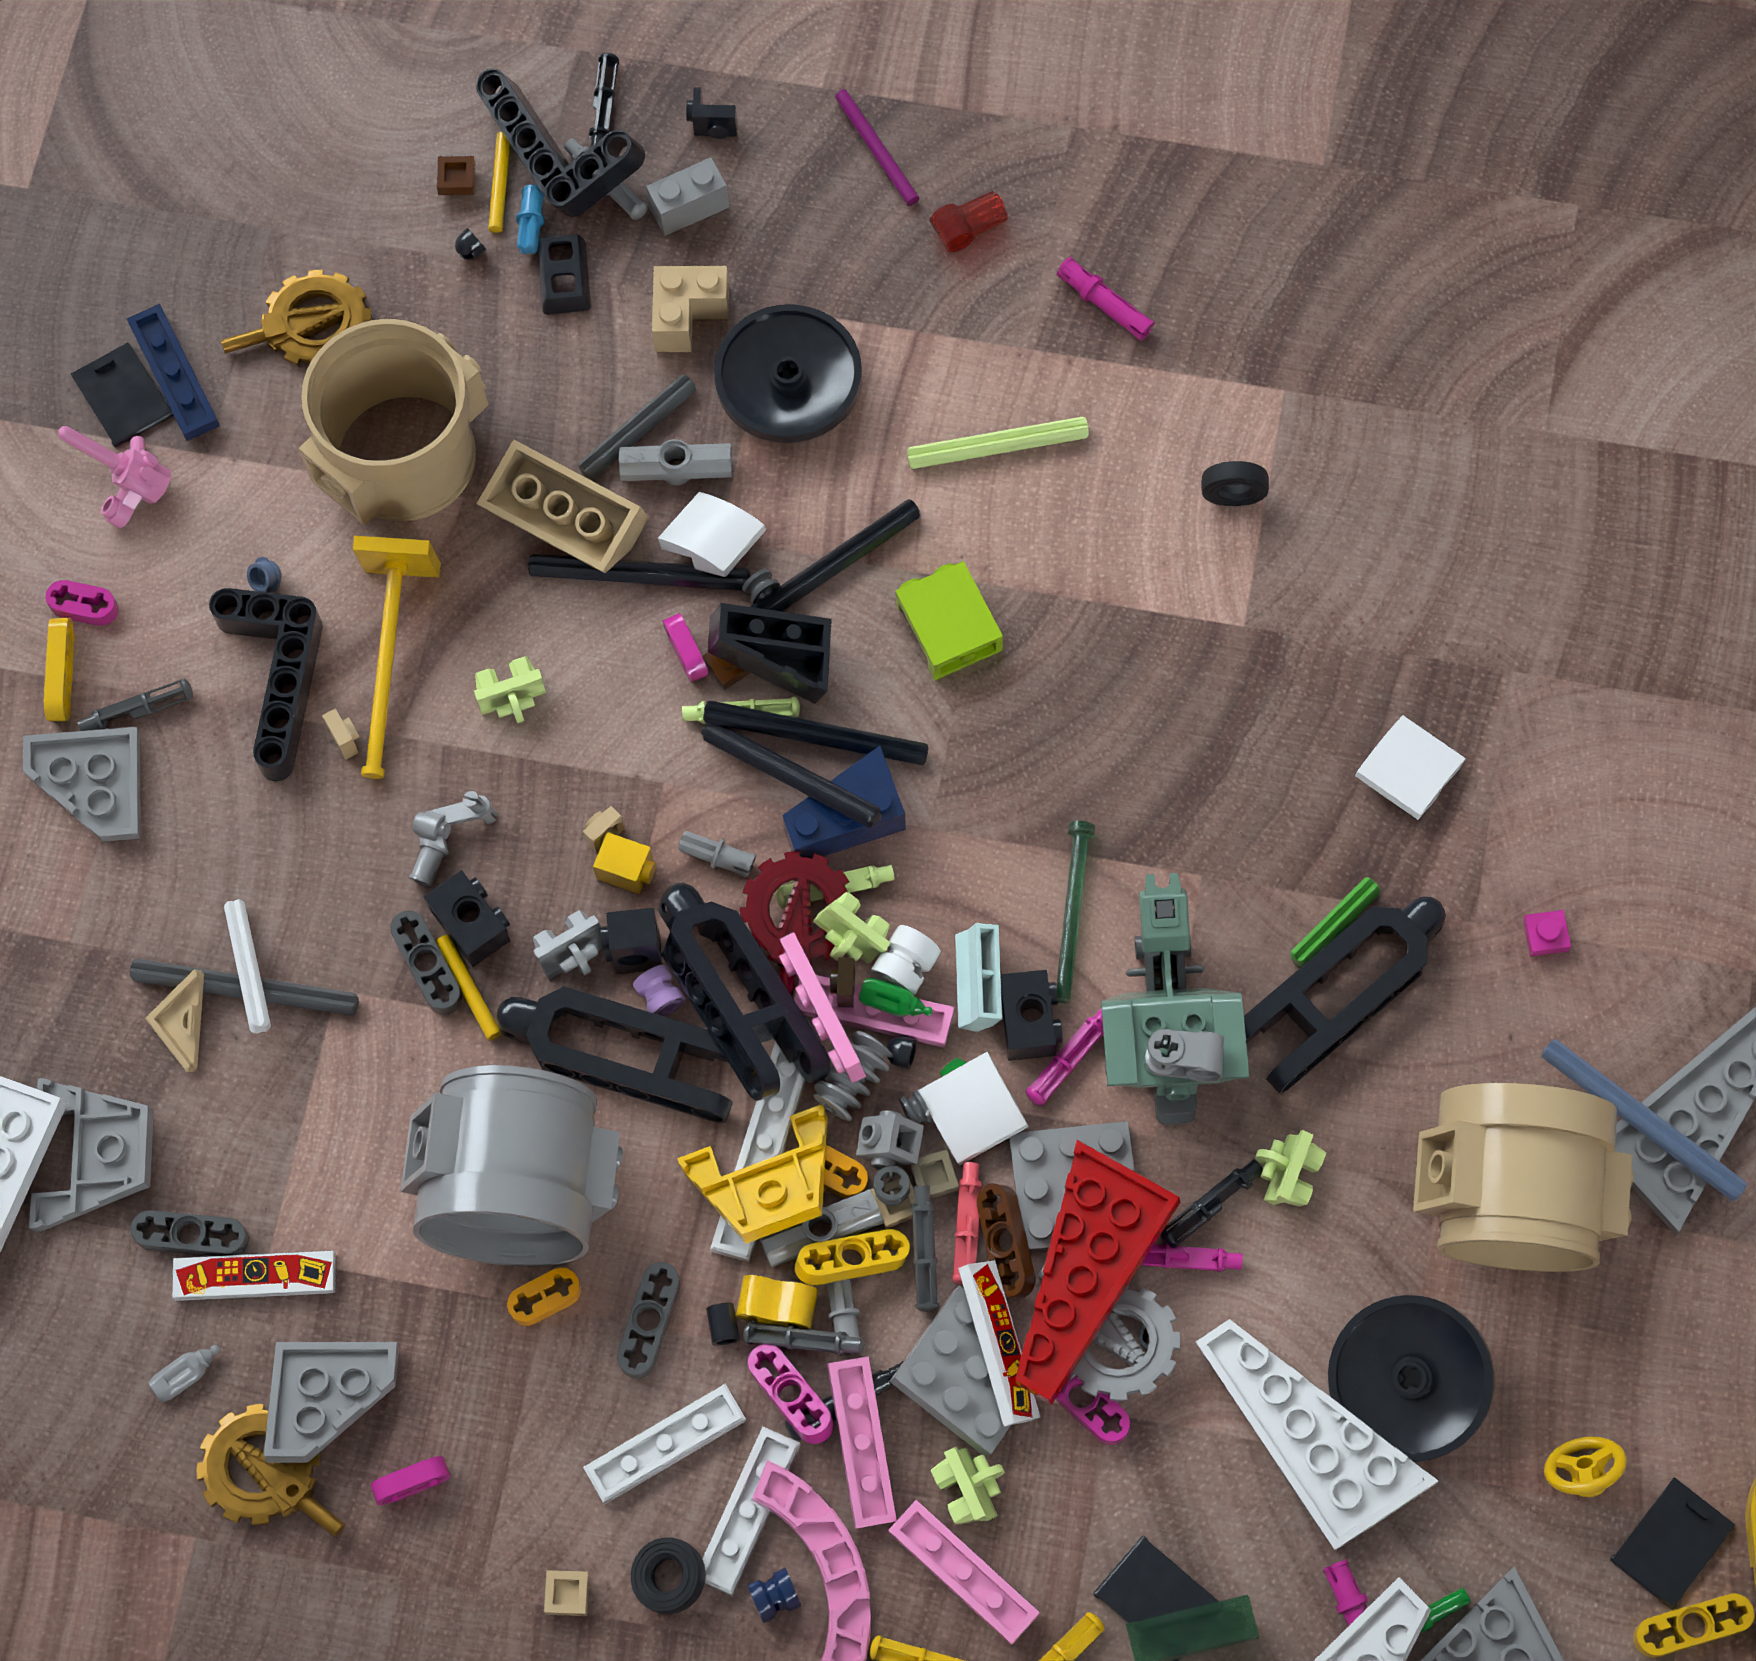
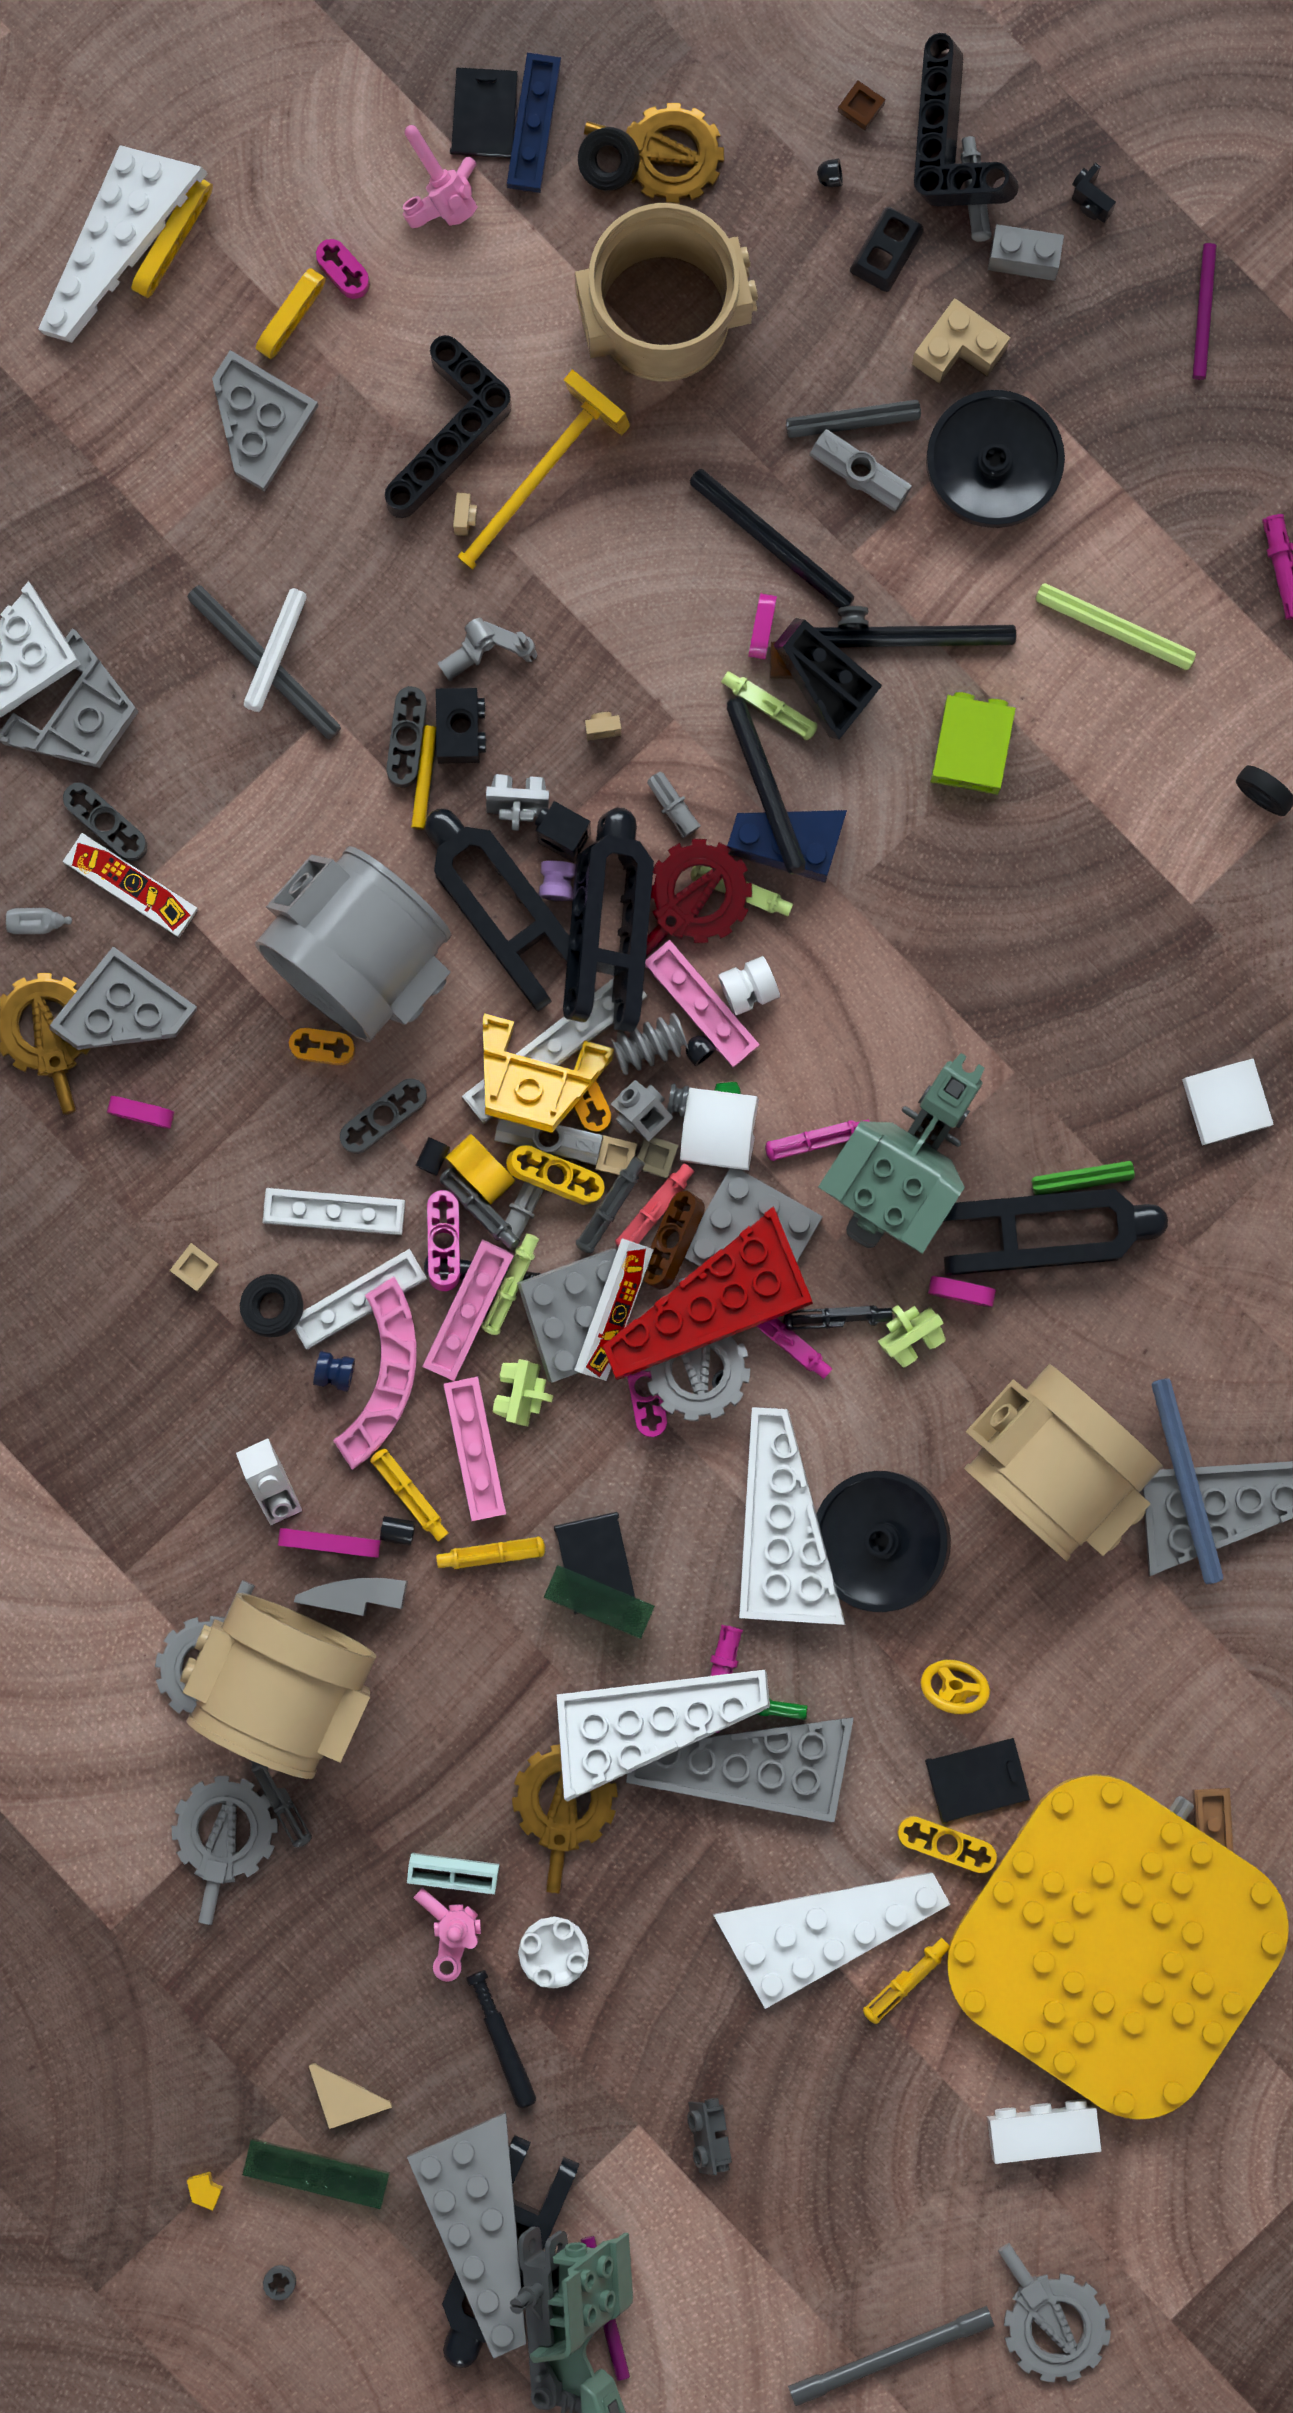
camera: 30 degrees right, 15 degrees up
(135, 706) = (328, 383): dark grey piece -> none
(179, 1020) = (200, 655): tan tile -> none
(264, 575) = (491, 344): sand blue plate -> none
(283, 349) = (588, 158): none -> black tyre
(499, 183) = (890, 135): yellow bar -> none
(510, 694) = (595, 563): yellowish green hips -> none
(530, 219) = (891, 185): dark azure axle -> none
(563, 507) = (747, 450): tan slope -> none
(604, 96) = (1020, 120): black piece -> none
(624, 863) = (600, 764): yellow brick -> none
(712, 534) = (845, 549): white slope -> none
(814, 732) = (810, 763): black axle -> none
(826, 1023) = (655, 995): bright pink plate -> none
(843, 982) = (691, 971): dark brown plate -> none
(850, 933) = (721, 938): yellowish green hips -> none
(879, 1186) = (609, 1139): dark grey bush -> none
(884, 1390) = (507, 1292): none -> yellowish green piece
(891, 998) = (717, 1008): green piece -> none
(961, 224) = (1219, 425): clear red piece -> none
(978, 977) = (793, 1035): light aqua piece -> none
(1024, 1037) = (816, 1068): black brick -> none
(1080, 832) = (948, 979): clear green bar -> none
(1190, 1054) = (893, 1212): light grey piece -> none
(1306, 1098) = (961, 1291): none -> dark pink beam
(1546, 933) = (1230, 1296): dark pink plate -> none

